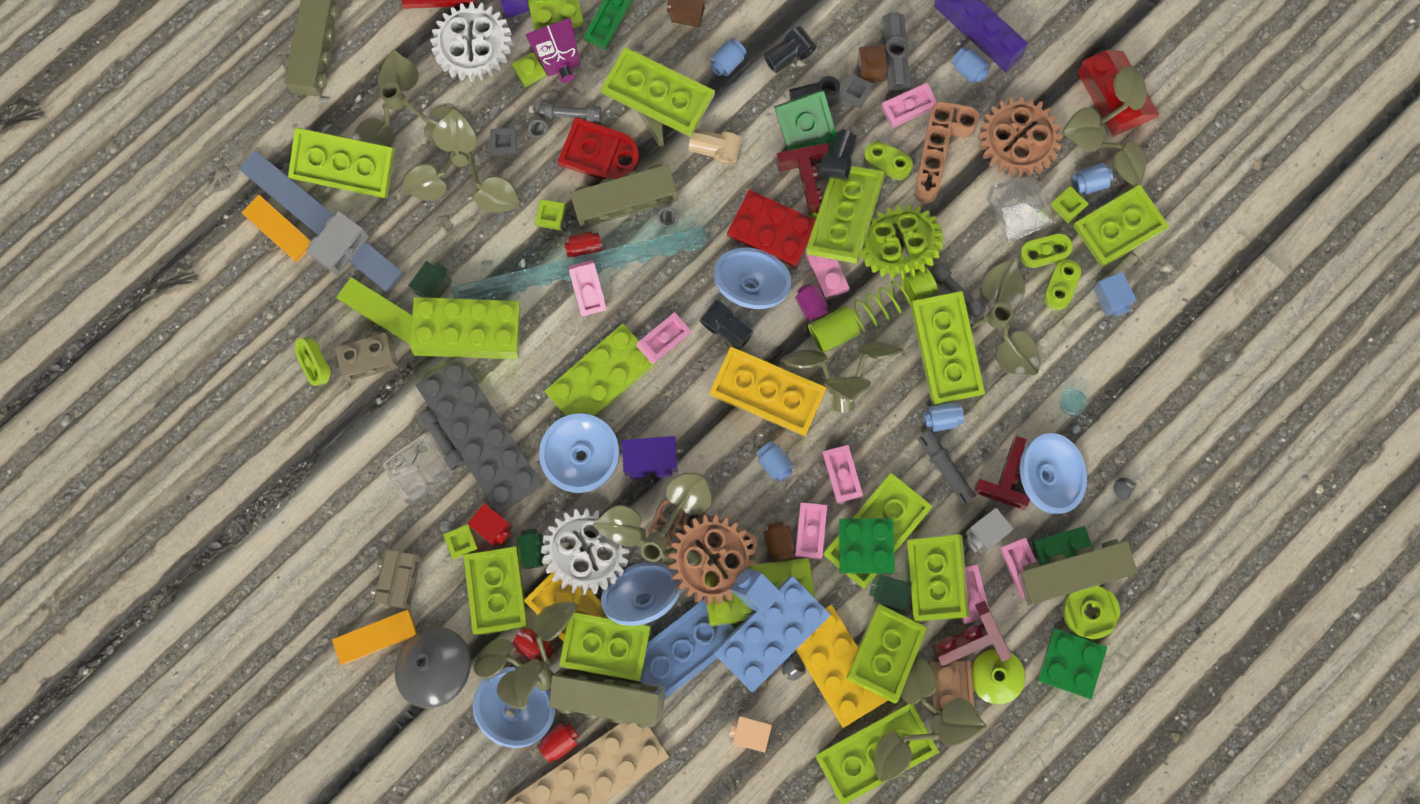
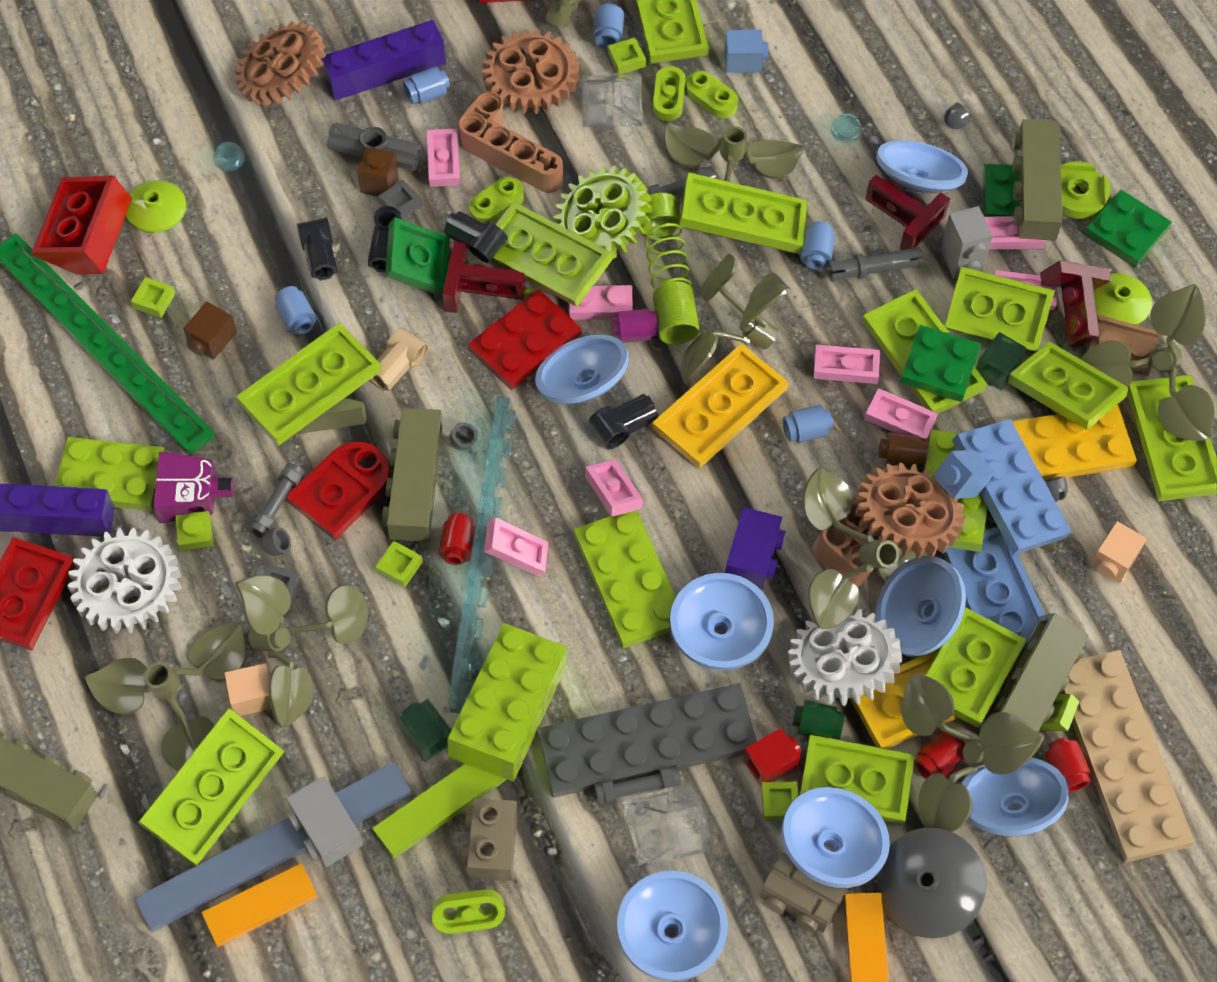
camera: 80 degrees left, 15 degrees down
(322, 496) = (675, 902): none -> light blue dish
(418, 152) = (249, 689): none -> light nougat brick
(439, 608) = (846, 825): none -> light blue dish
(596, 726) = (1062, 716): none -> lime plate

